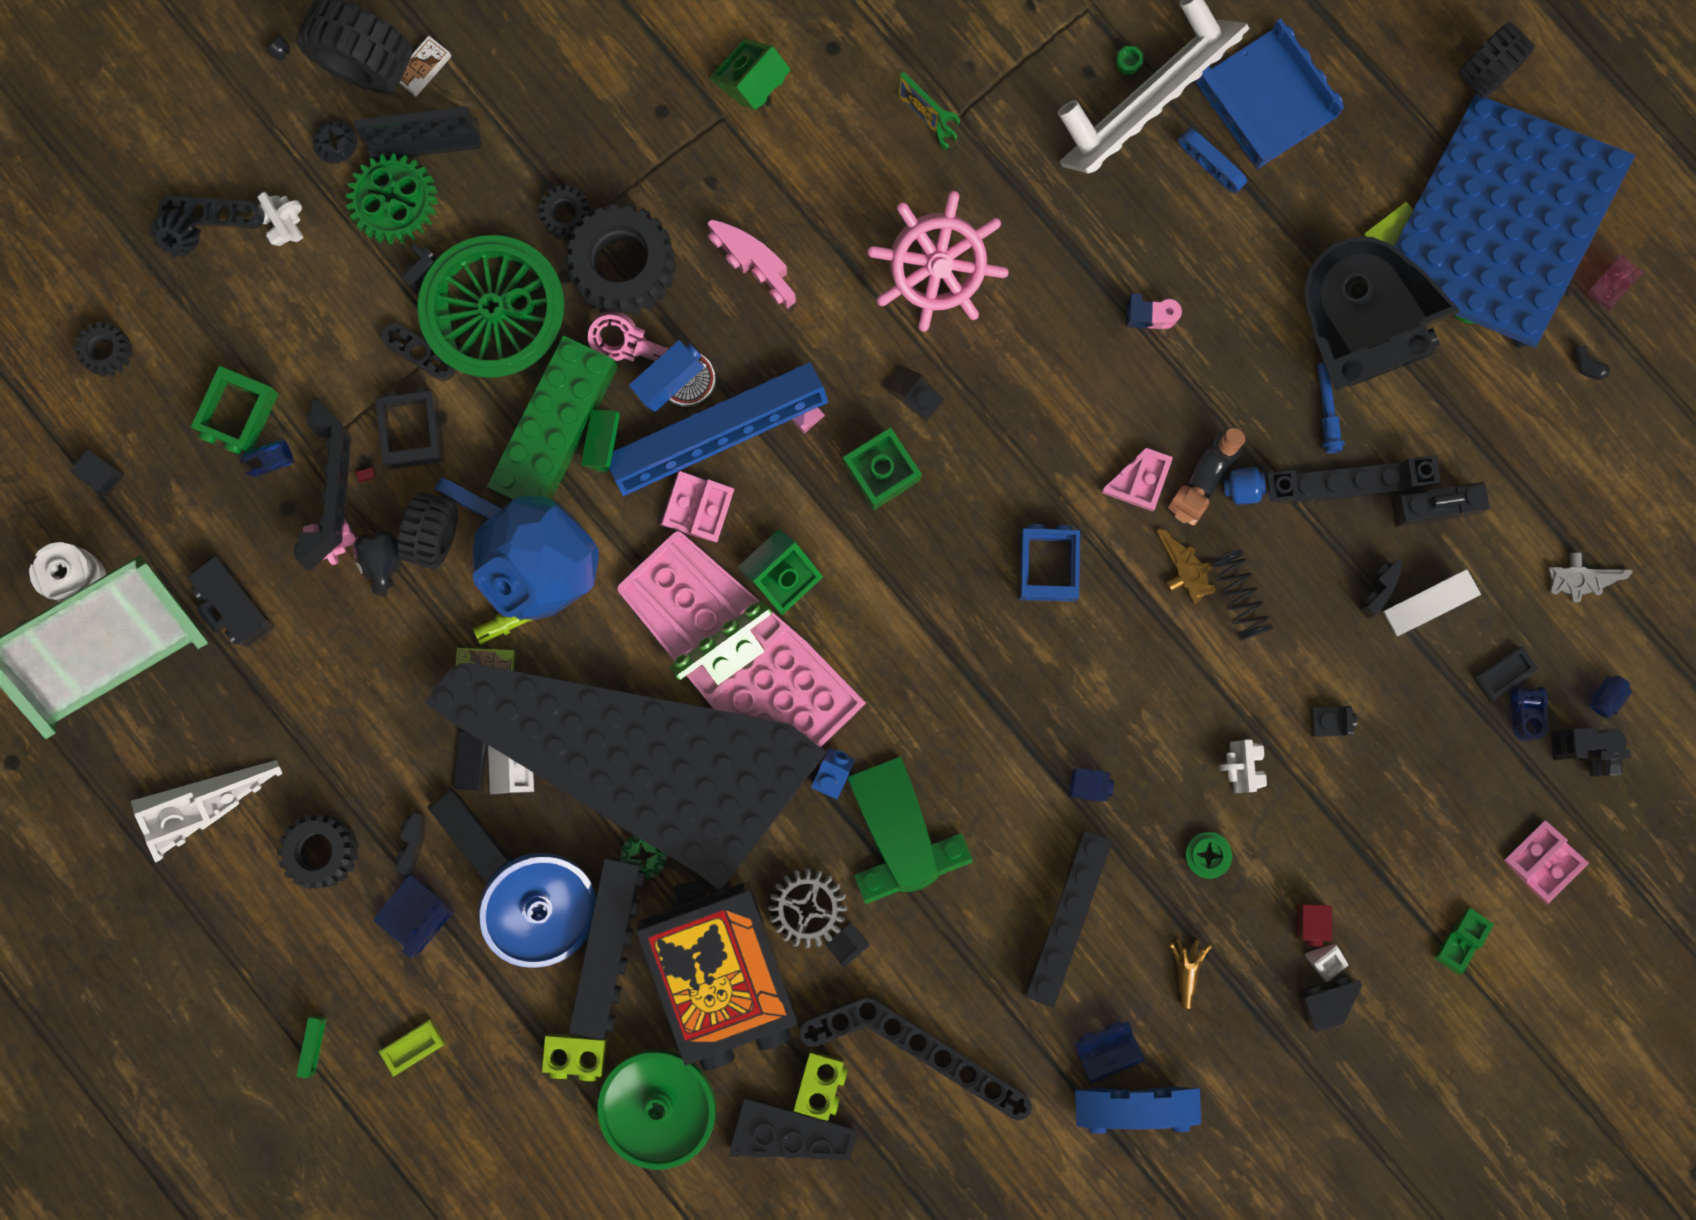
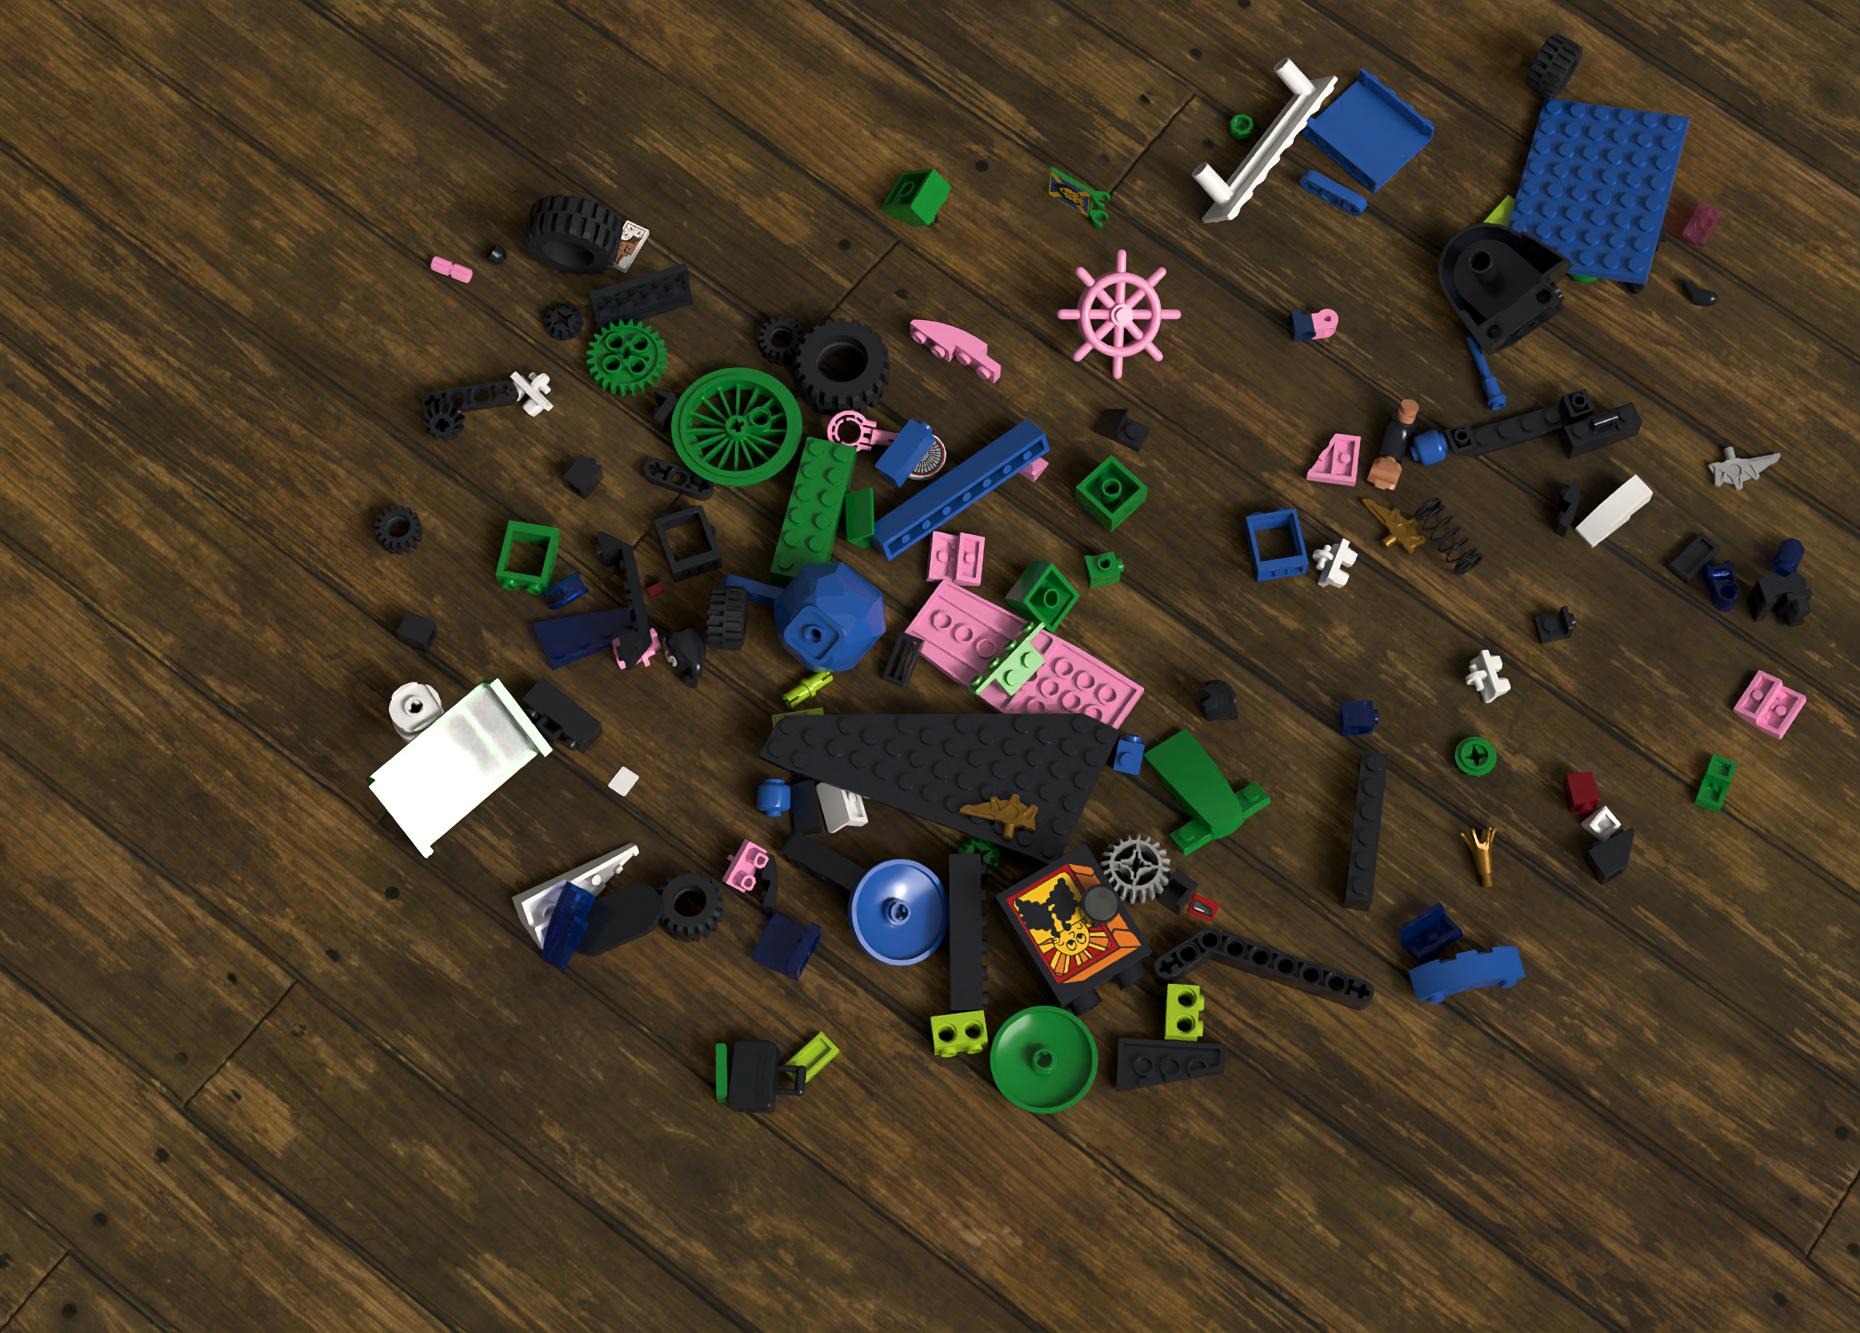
camera: 10 degrees left, 15 degrees down
(181, 845) = (566, 925): none -> clear blue slope
(227, 55) = (446, 267): none -> bright pink piece
(232, 852) = (621, 919): none -> black tile
(271, 512) = (581, 635): none -> clear blue wing
(284, 687) = (623, 781): none -> white sticker
(315, 328) = (583, 476): none -> black brick
(347, 1059) = (756, 1077): none -> black piece
(387, 816) = (744, 866): none -> bright pink hips
(436, 744) = (773, 797): none -> blue head
(624, 595) = (912, 663): none -> black tile
(681, 823) = (1007, 812): none -> pearl gold piece
(748, 967) = (1099, 905): none -> piece
(846, 561) = (1100, 576): none -> green brick
(872, 964) = (1203, 908): none -> sticker
(945, 737) = (1220, 702): none -> black hair
(1104, 598) = (1330, 560): none -> white hips

